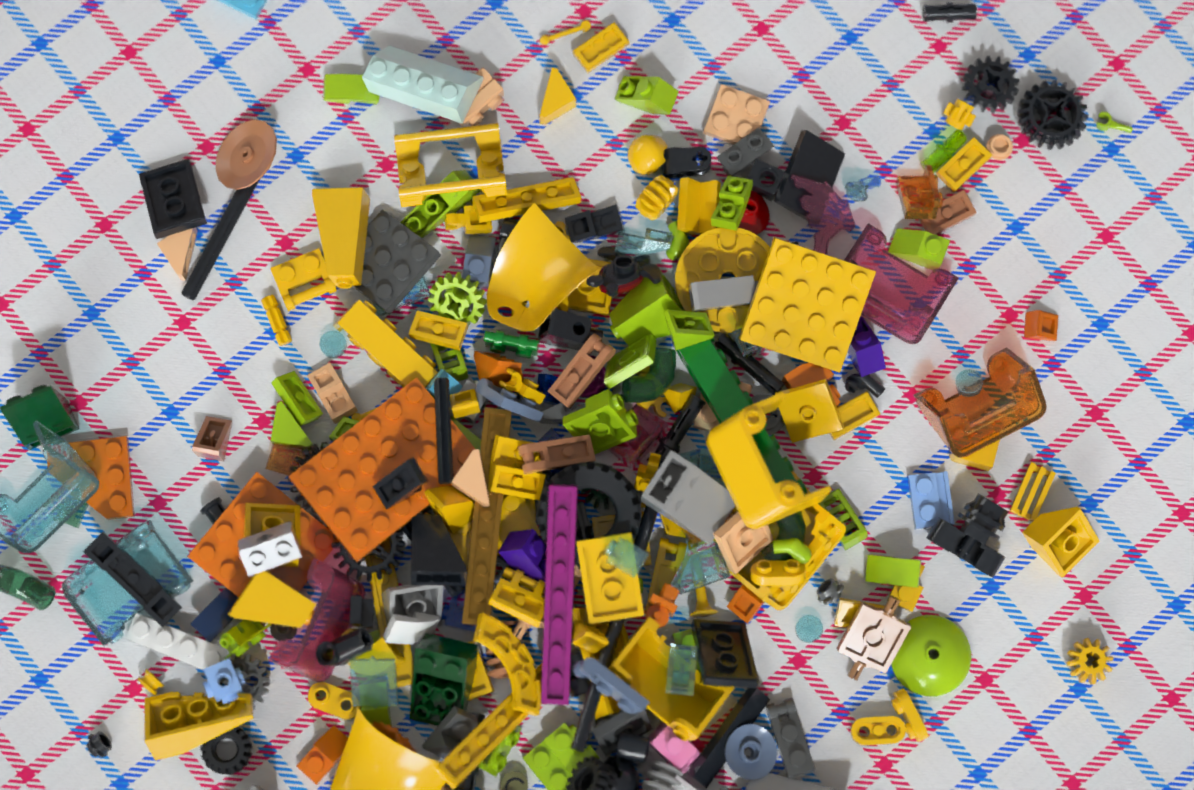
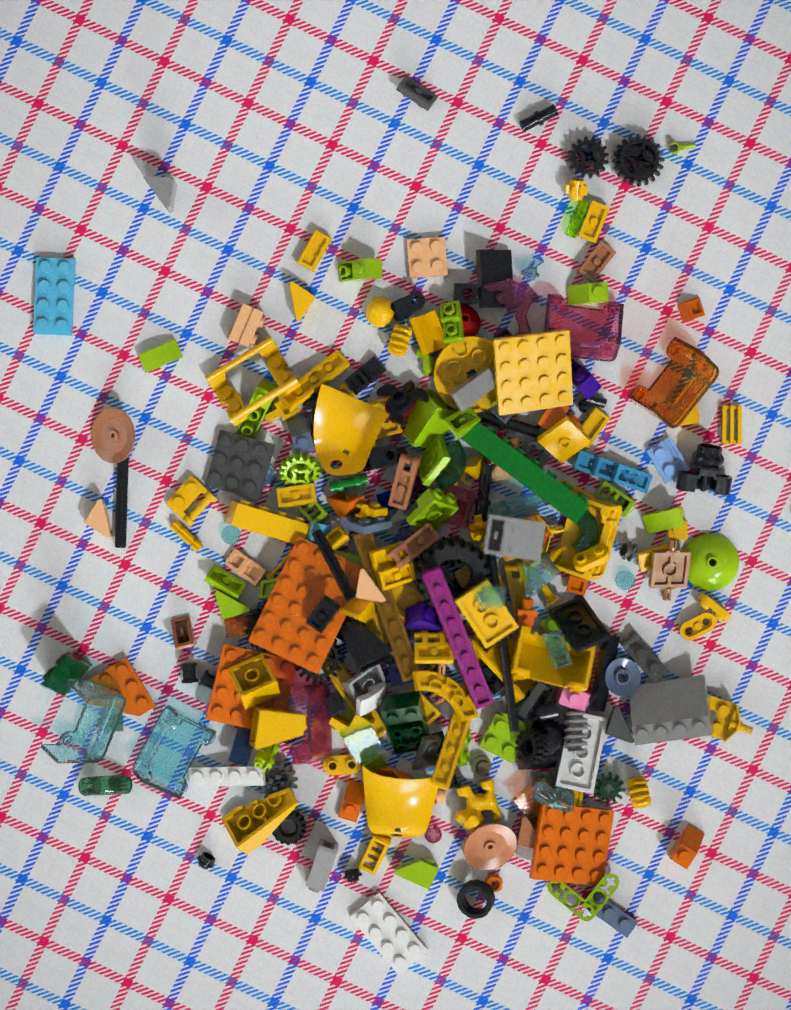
camera: 20 degrees left, 10 degrees up
(133, 578) = (178, 748): black slope -> none
(150, 682) = (219, 807): yellow bush -> none
(172, 198) = (78, 487): black tile -> none
(196, 491) = (189, 672): none -> black bush
(222, 671) = (262, 785): light blue brick -> none
(269, 548) = (260, 695): brick -> none
(343, 231) = (203, 459): yellow slope -> none
(344, 648) = (335, 733): black piece -> none
(422, 83) = (208, 332): light aqua slope -> none
(585, 27) = (296, 239): yellow hinge -> none
(589, 637) = (489, 656): yellow slope -> none
(611, 685) = (518, 682): sand blue plate -> none
(653, 242) = (410, 371): clear light blue slope -> none
(741, 543) = (558, 544): light nougat plate -> none
(745, 152) = (444, 281): dark grey hinge -> none
(746, 473) = (543, 506): yellow windscreen -> none
(794, 547) = (595, 537): lime arm -> none
(853, 481) = (612, 471): none -> dark azure slope
(919, 195) = (573, 258): clear orange bracket -> none
(969, 383) = (660, 370): clear light blue tile -> none
(999, 146) = (612, 198): light nougat plate -> none
(1061, 538) = (763, 448): yellow slope -> none

